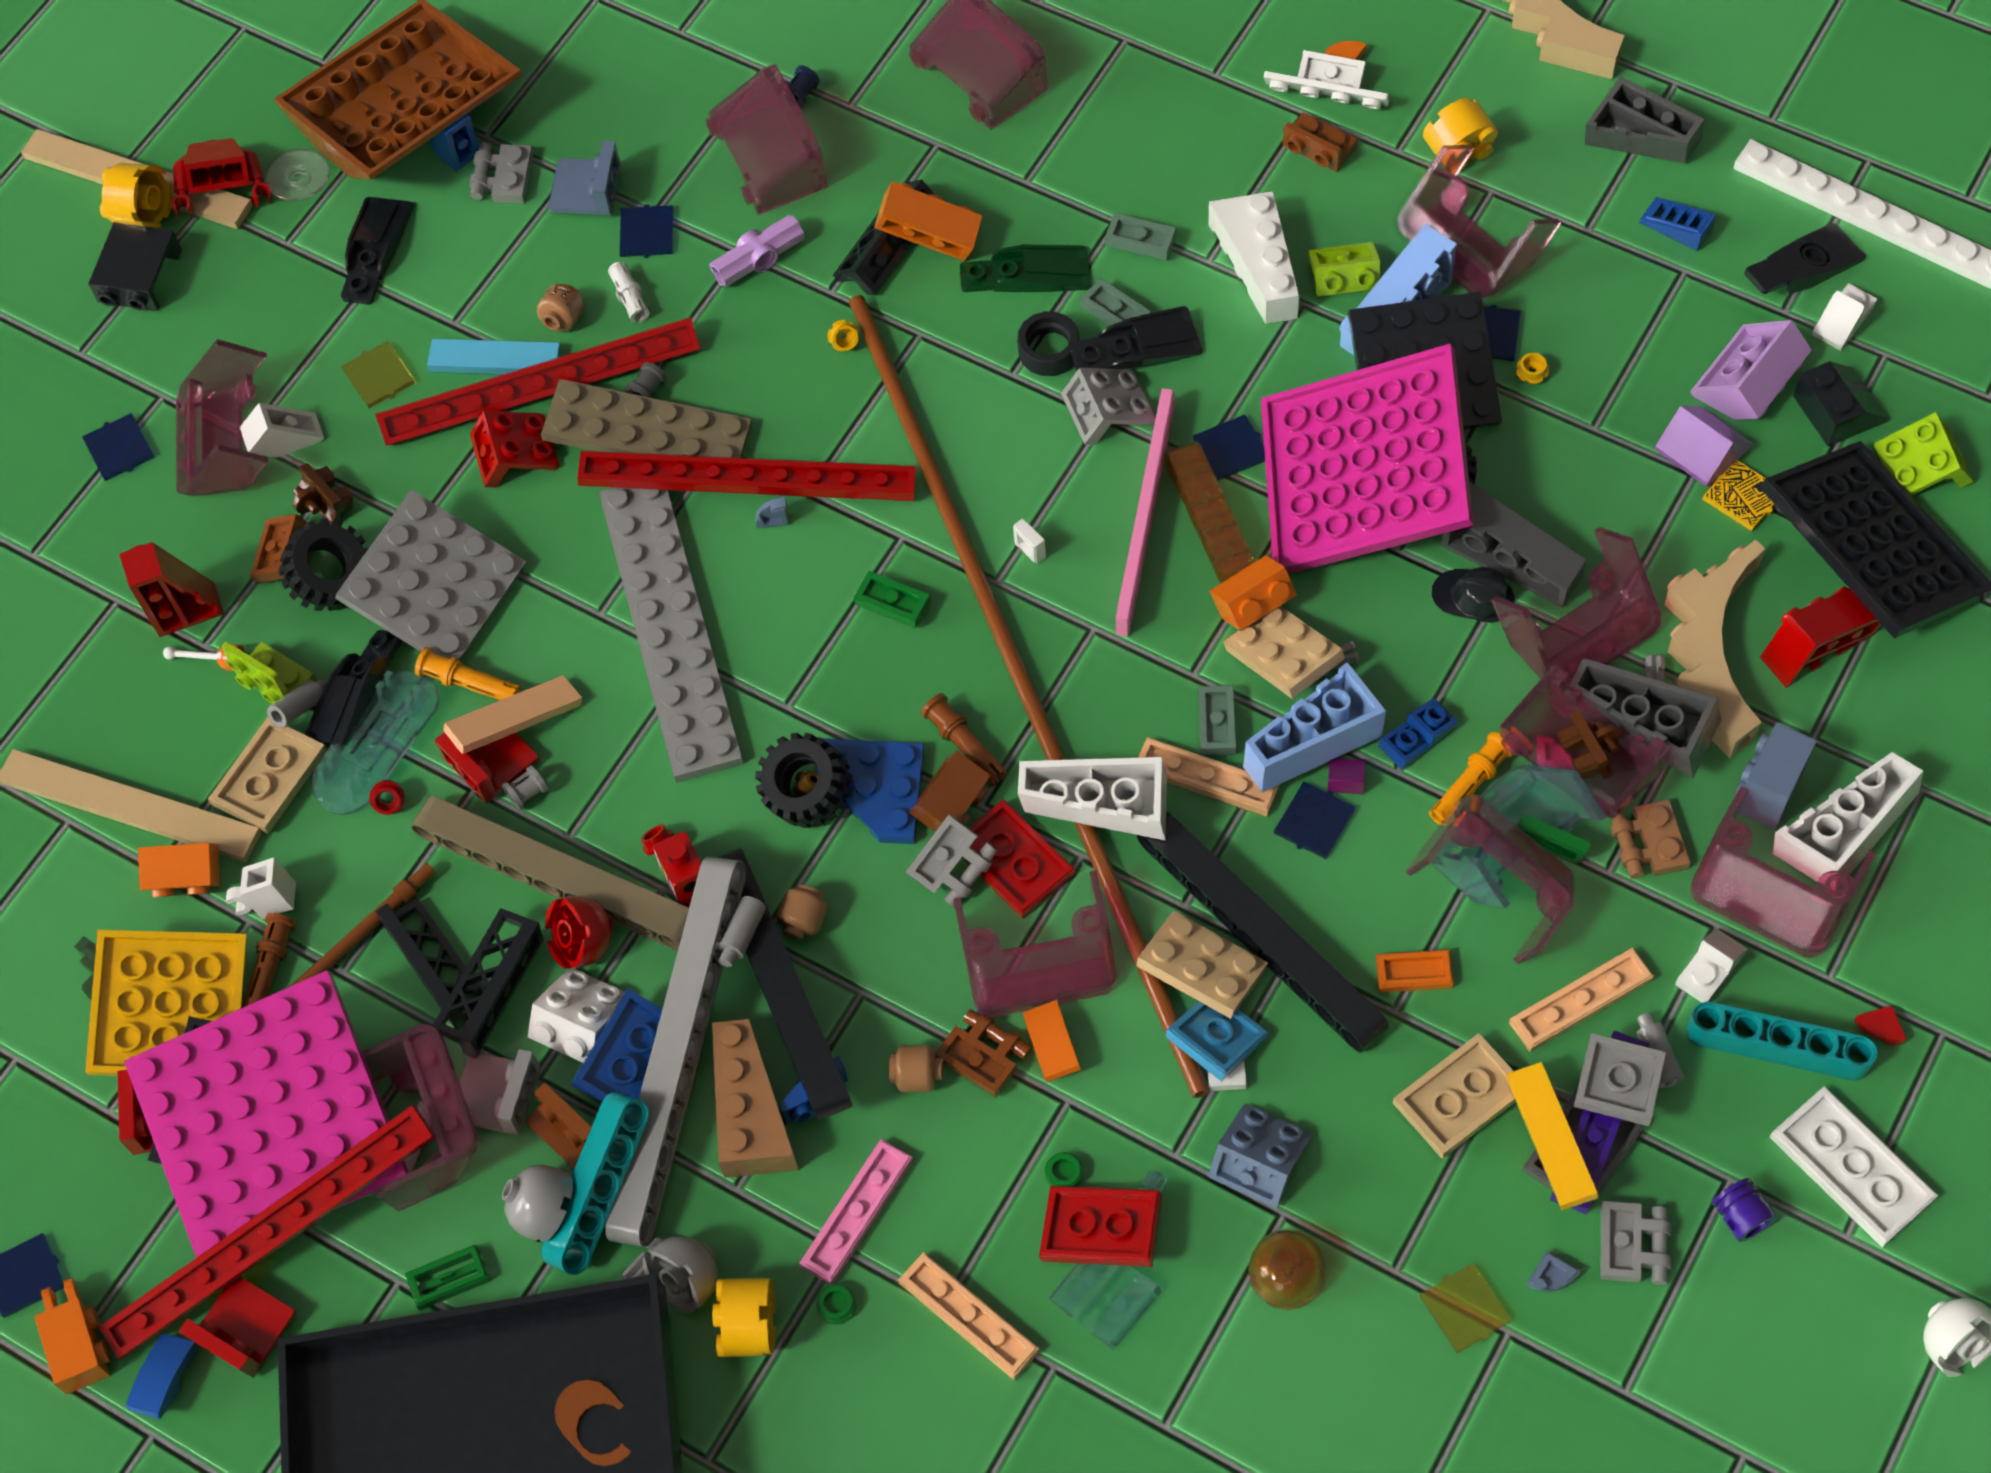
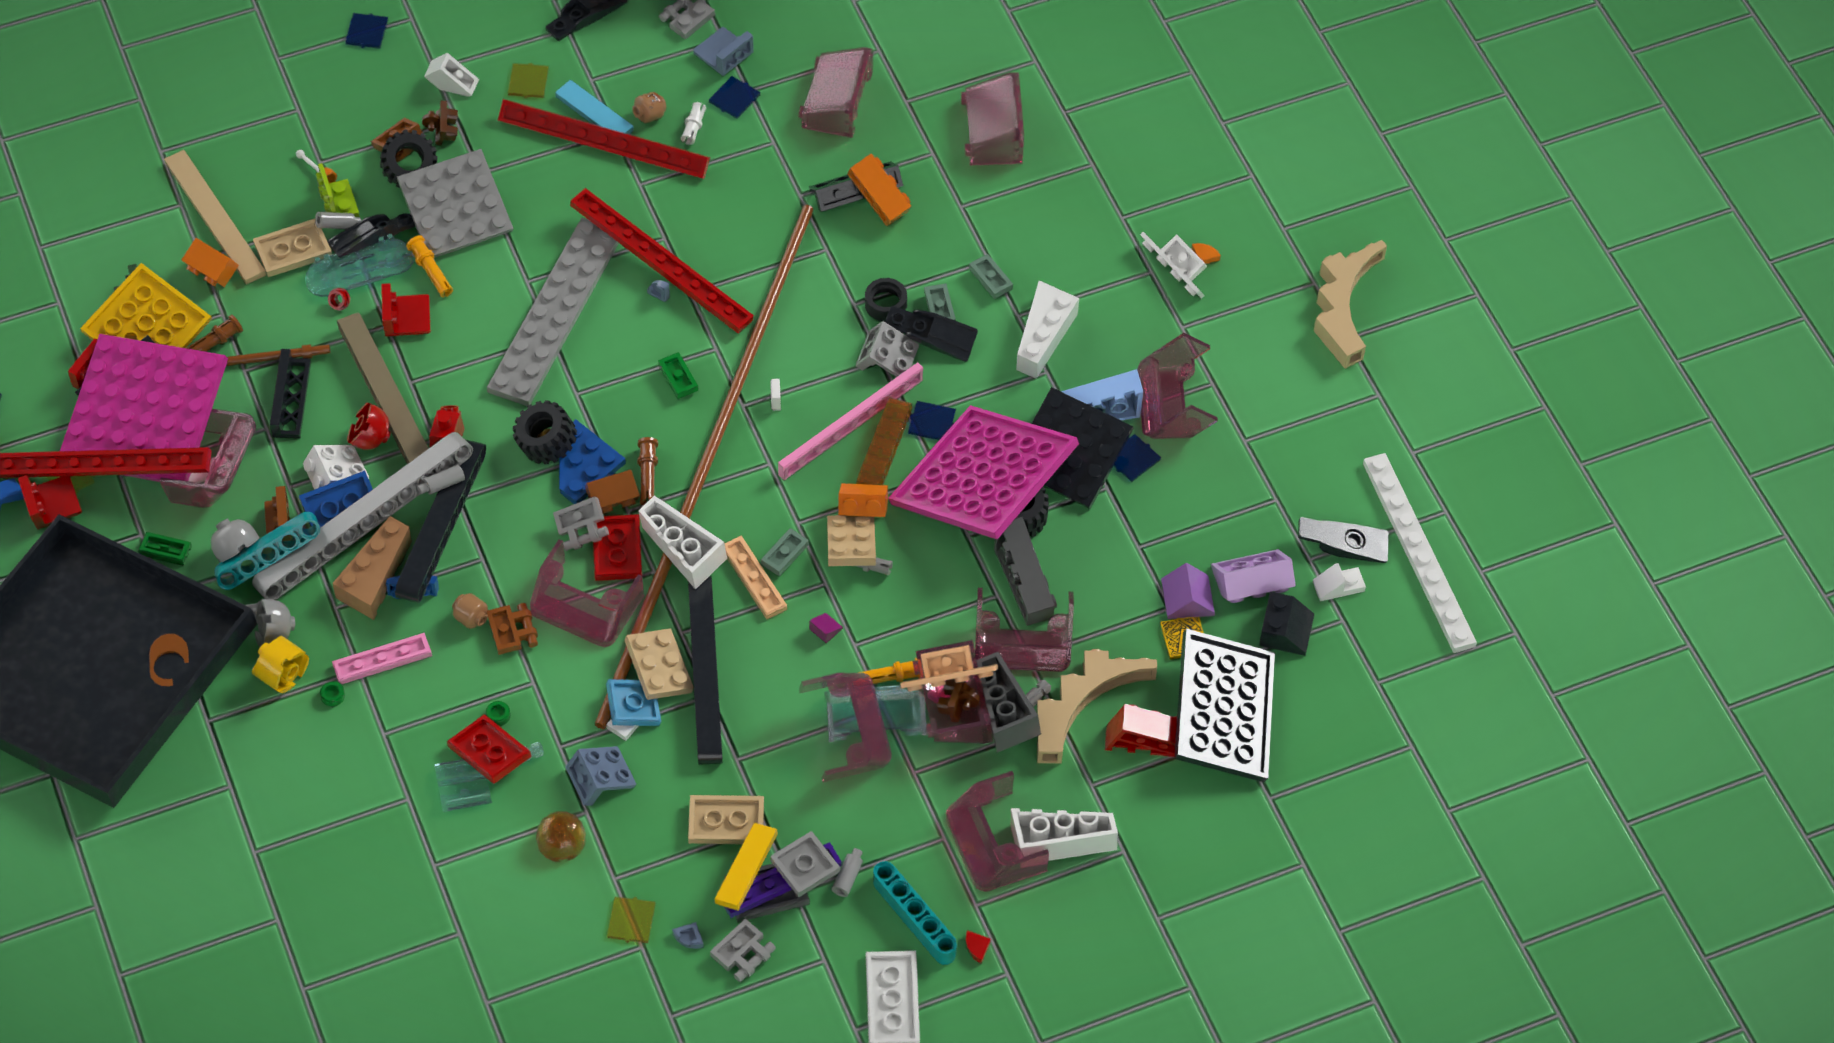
camera: 30 degrees right, 5 degrees down
(169, 589) = (321, 119): red wedge -> none
(210, 422) = (422, 44): windscreen -> none
(264, 888) = (240, 301): white brick -> none
(499, 989) = (310, 428): black fence -> none
(499, 1090) = (261, 477): light grey bracket -> none
(510, 441) = (561, 162): red bracket -> none
(512, 714) = (433, 299): light nougat tile -> none
(525, 787) = (409, 341): light grey bush -> none
(633, 423) = (634, 198): dark tan plate -> none
(647, 381) = (656, 177): dark grey bush -> none
(757, 250) = (779, 146): lavender piece -> none
(802, 83) = (886, 72): dark blue bush -> none
(802, 912) = (486, 497): medium nougat head -> none
(850, 339) = (776, 221): yellow plate -> none
(969, 1316) = (389, 745): light nougat tile -> none
(1029, 270) = (916, 254): dark green piece -> none
(1051, 1041) = (548, 647): orange slope -> none
(1314, 820) = (788, 638): clear blue piece -> none
(1315, 730) = (824, 590): light blue wedge -> none
(1318, 141) = (1141, 291): dark orange bracket -> none
(1345, 268) = (1083, 366): lime bracket -> none
(1414, 971) = (764, 746): orange tile -> none
(1418, 734) = (889, 633): blue slope -> none
(1462, 124) = (1221, 336): yellow brick -> none
(1470, 593) = (994, 589): black piece -> none
(1532, 361) = (1134, 486): yellow plate -> none
(1554, 839) = (895, 731): green tile -> none
(1558, 716) = (948, 665): none -> light nougat bracket
(1581, 999) = (835, 821): light nougat tile -> none
(1643, 124) = (1326, 401): dark grey wedge -> none
(1660, 838) = (956, 775): medium nougat plate -> none
(1684, 233) = (1302, 484): blue slope -> none
(1711, 966) = (920, 853): white slope -> none
(1744, 1209) = (812, 975): dark purple piece -> none
(1774, 774) = (1042, 782): sand blue brick -> none
(1923, 455) = (1304, 684): lime bracket -> none

